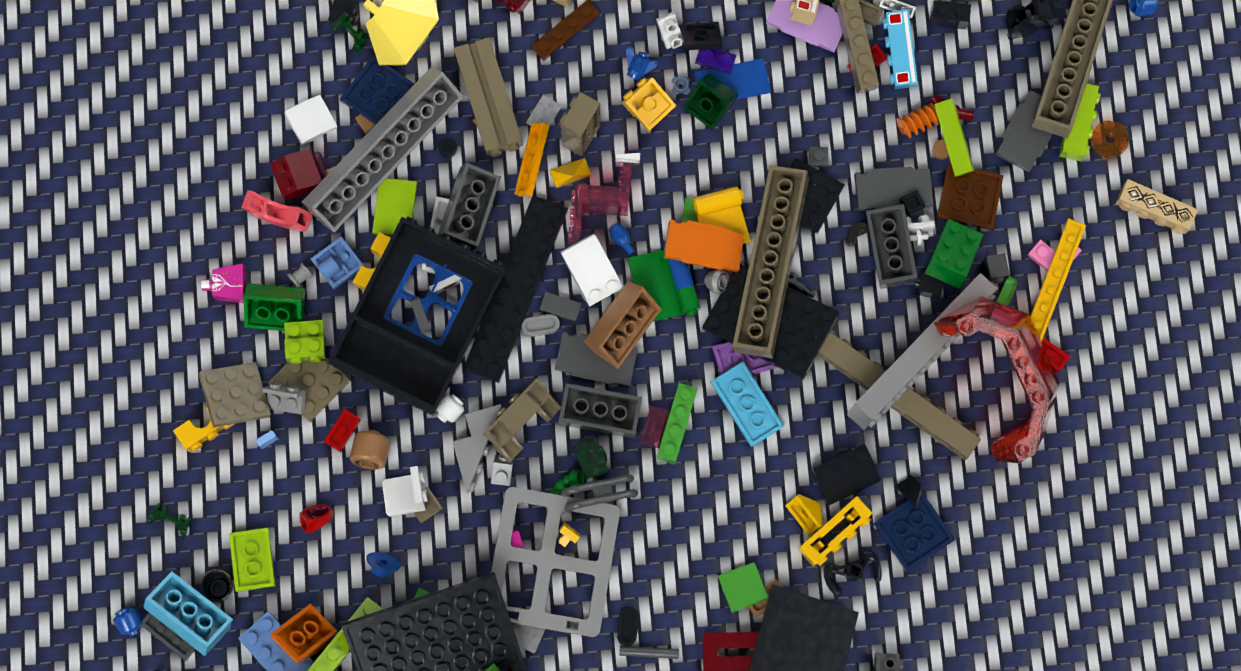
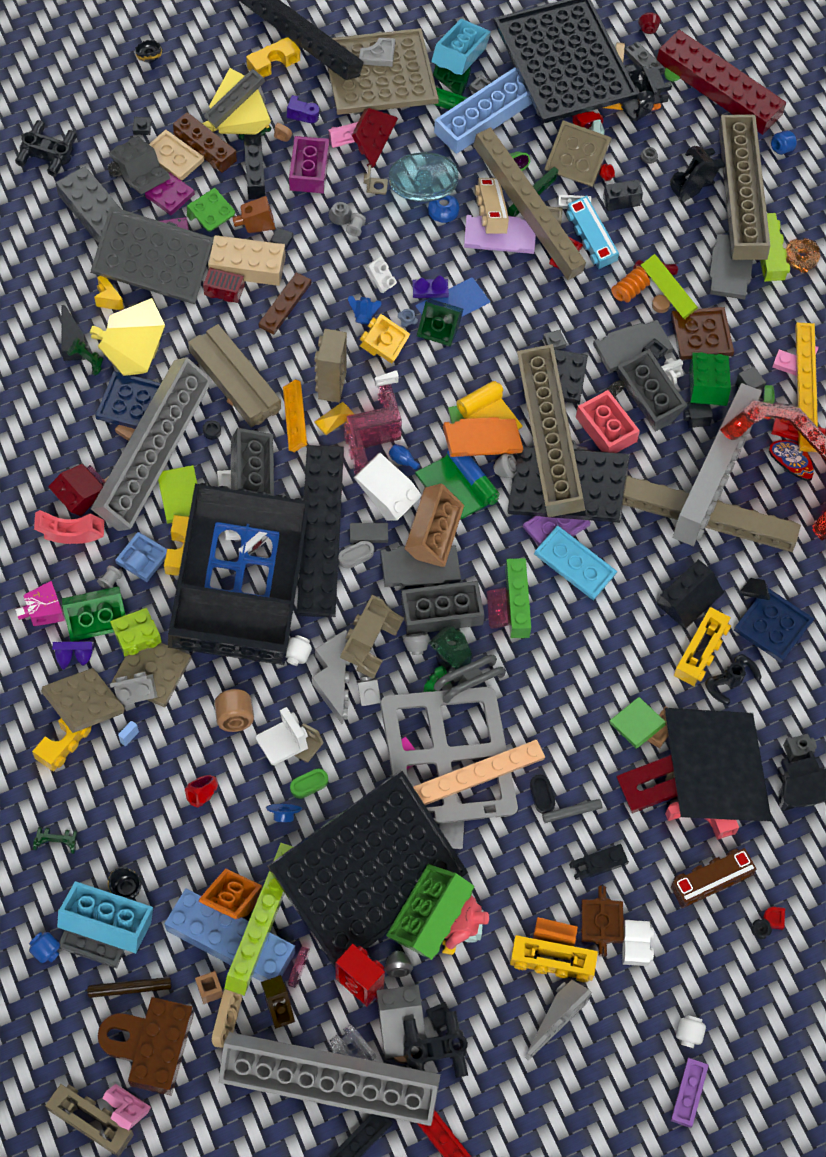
camera: 20 degrees left, 15 degrees down
(236, 334) = (64, 652): none -> dark purple tile
(252, 559) = (151, 849): lime plate -> none
(310, 119) = (73, 442): white slope -> none
(342, 430) = (200, 703): red plate -> none
(416, 543) = (309, 783): none -> bright green tile
(420, 315) = (243, 563): dark grey beam -> none
(544, 111) = (289, 373): flat silver sticker -> none
(564, 437) = (416, 643): none -> light grey cone
(568, 534) = (455, 722): yellow tile -> none
(572, 589) = (479, 772): none -> light nougat plate
(701, 36) = (411, 270): black tile -> none
(806, 512) = (668, 640): yellow slope -> none
(833, 268) = (607, 423): none -> coral brick
(1000, 367) = (791, 459): none -> shield

